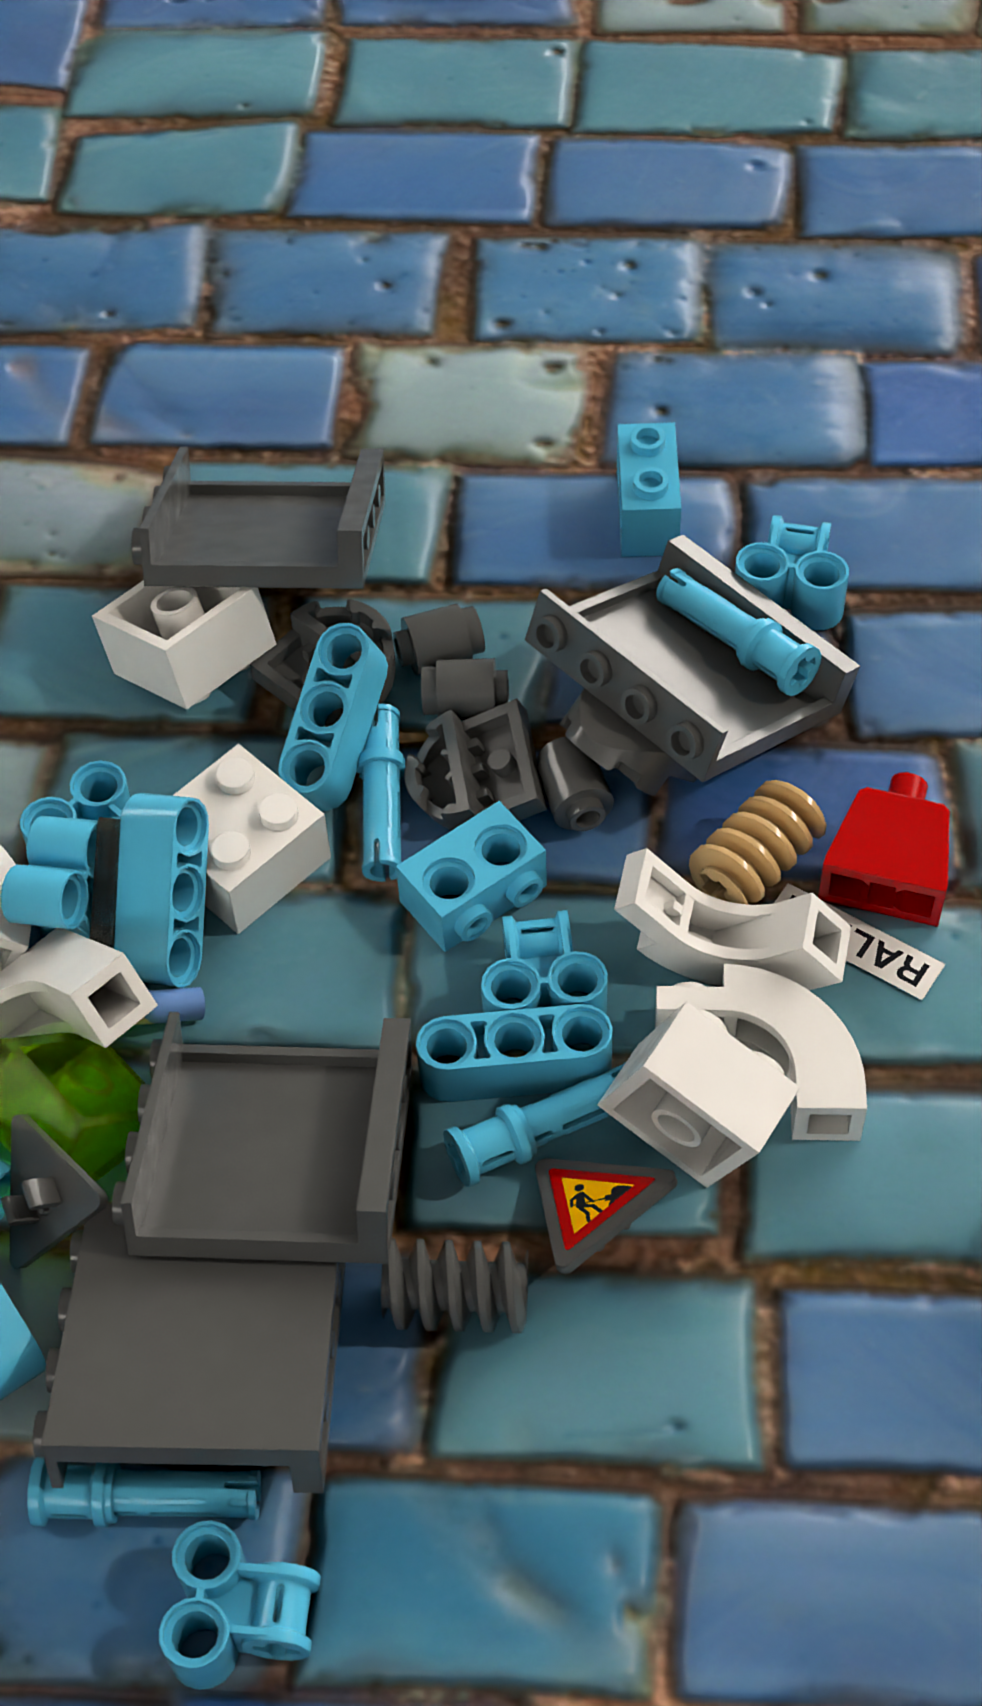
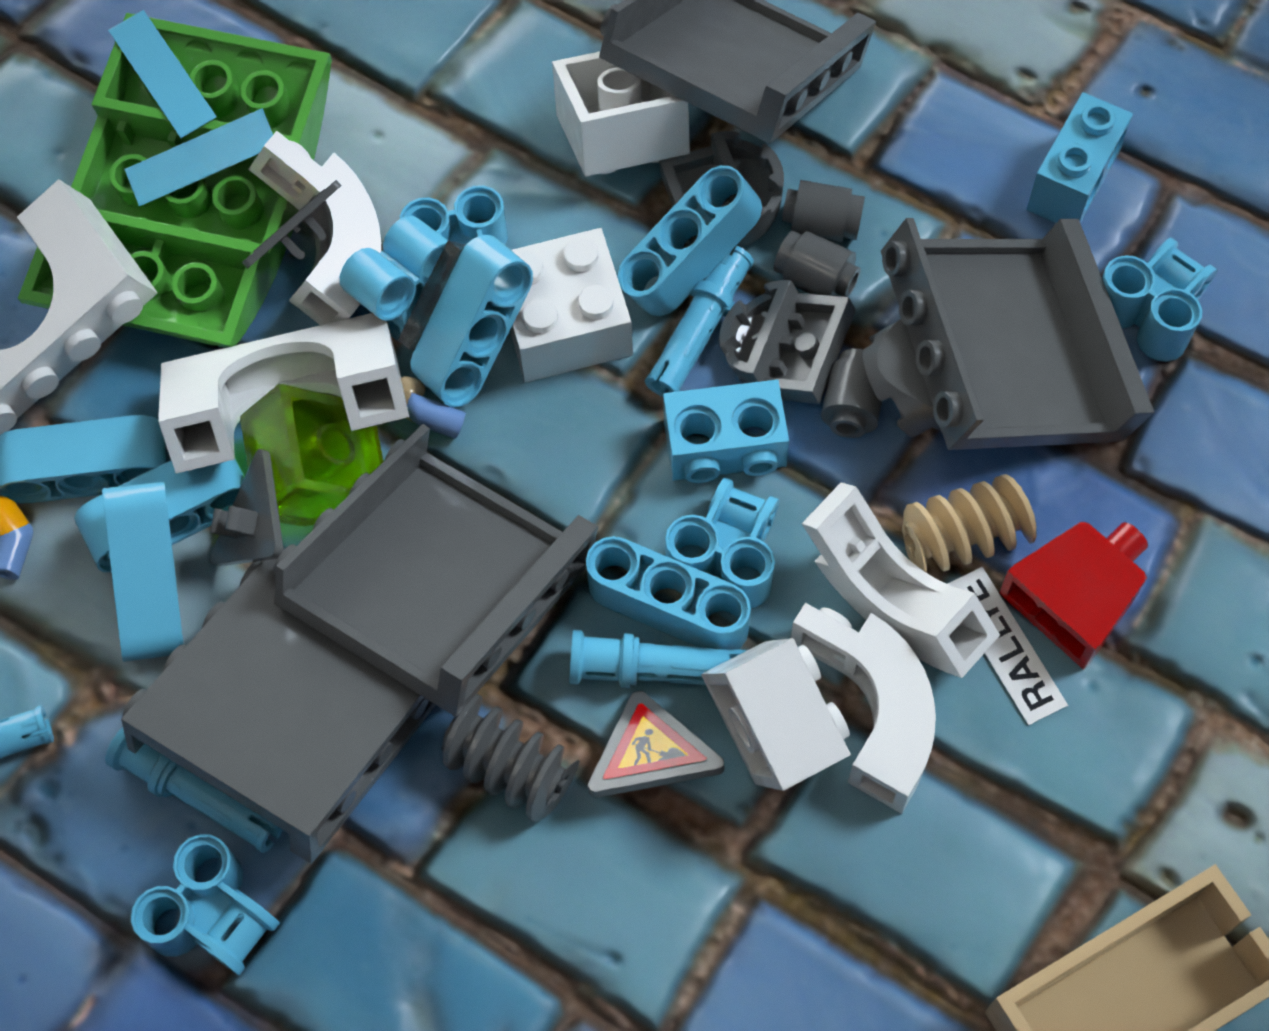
camera: 30 degrees right, 10 degrees up
(756, 641) = (1078, 347): medium azure pin -> none

